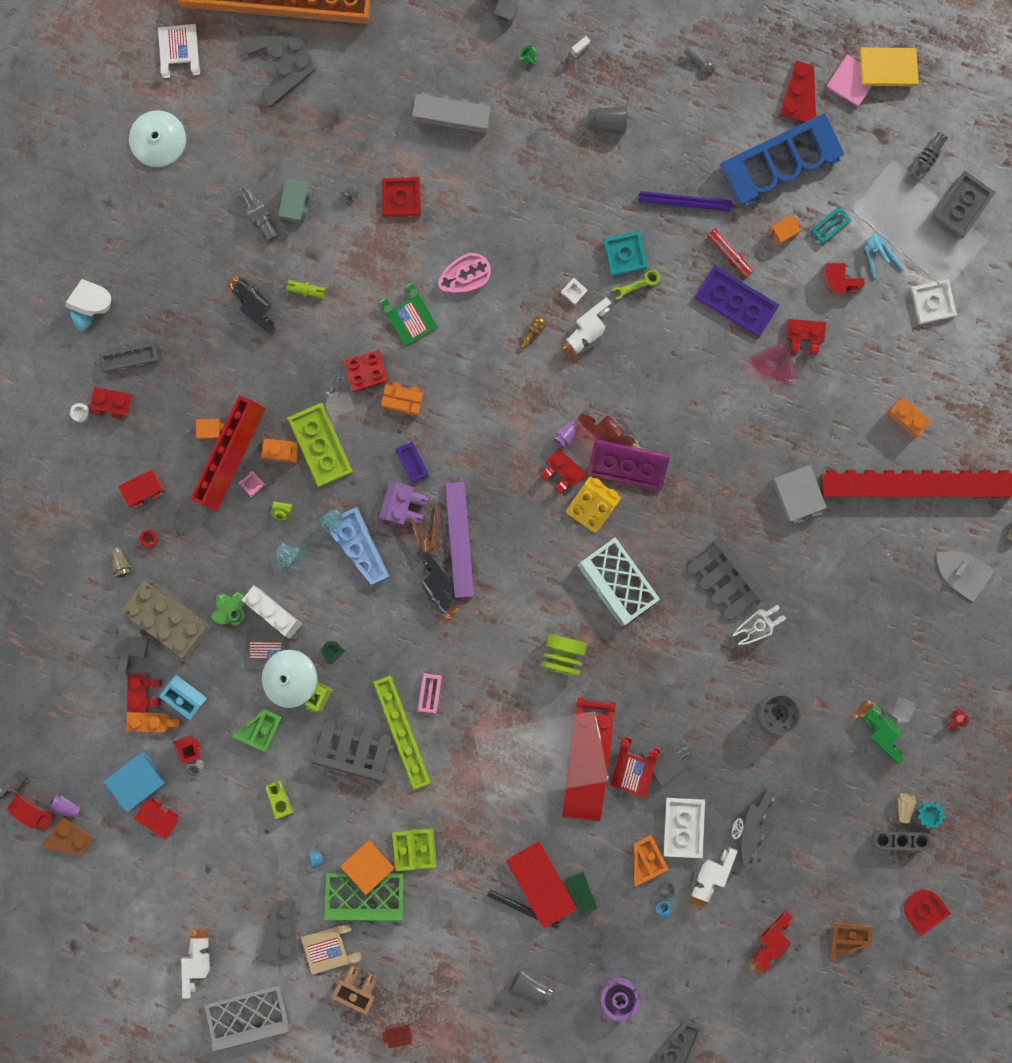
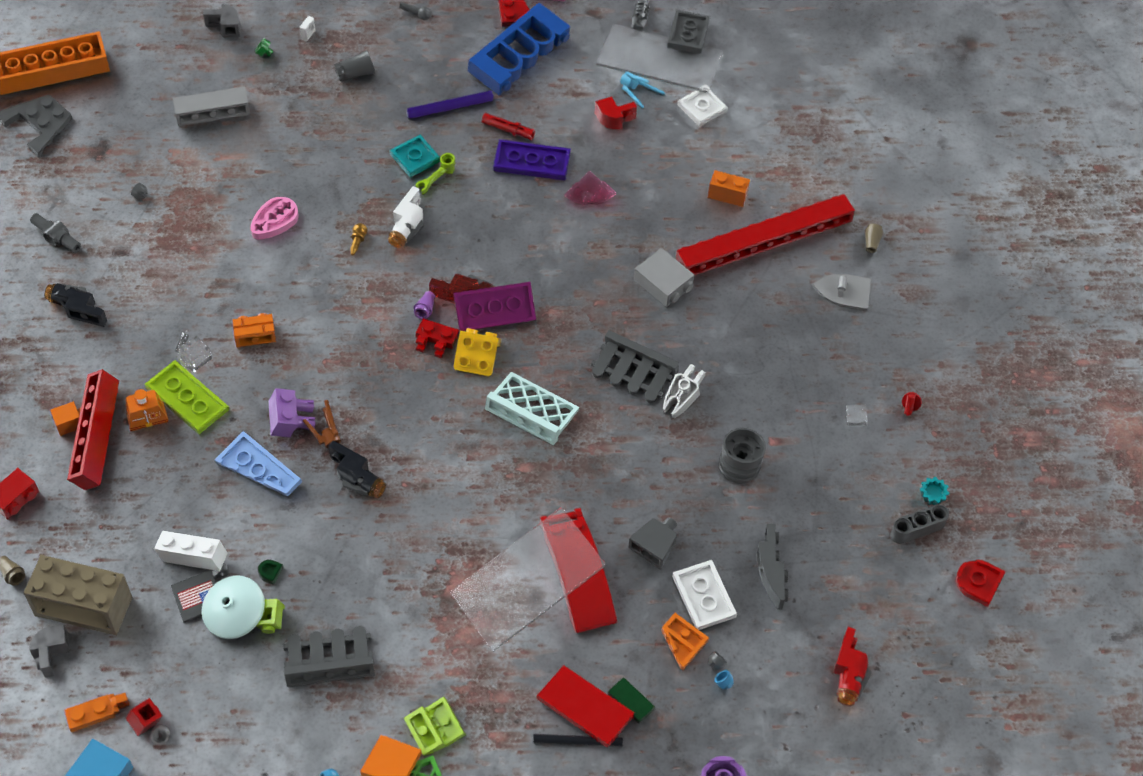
camera: 25 degrees left, 30 degrees down
(138, 692) = (70, 686): red plate -> none
(149, 538) = (35, 537): red tile -> none
(182, 697) = (122, 667): medium azure brick -> none
(227, 607) = (145, 571): bright green plate -> none
(252, 483) = (129, 453): bright pink tile -> none
(259, 730) = (219, 672): bright green wing -> none
(279, 800) = (268, 733): lime leg -> none
(281, 511) = (168, 464): lime plate -> none
(287, 554) = (188, 497): clear light blue cone -> none
(294, 201) = (87, 212): sand green brick -> none
(306, 289) = (124, 276): lime pin -> none
(332, 521) = (223, 447): clear light blue cone -> none
(365, 371) = (209, 320): red hinge -> none
(401, 197) = (189, 181): red tile -> none
(402, 732) = (374, 619): lime tile -> none
(411, 317) = (235, 268): green flag -> none
(412, 462) = (284, 378): dark purple tile -> none
(427, 709) = (391, 587): bright pink tile -> none
(459, 539) = (360, 427): medium lavender tile -> none
(564, 654) = (508, 479): lime wheel -> none
(574, 291) = (381, 198): white tile -> none
(632, 771) = (628, 560): red flag -> none
(709, 875) = (754, 628): white plate -> none
(737, 828) = (757, 574): white sticker -> none
(785, 229) = (547, 95): orange brick -> none
(805, 330) = (603, 160): red plate -> none
(818, 235) = (580, 92): teal tile -> none
(849, 938) = (922, 633): dark orange wing -> none
(884, 727) = (849, 437): green plate -> none
(906, 805) = (906, 493): tan cone -> none

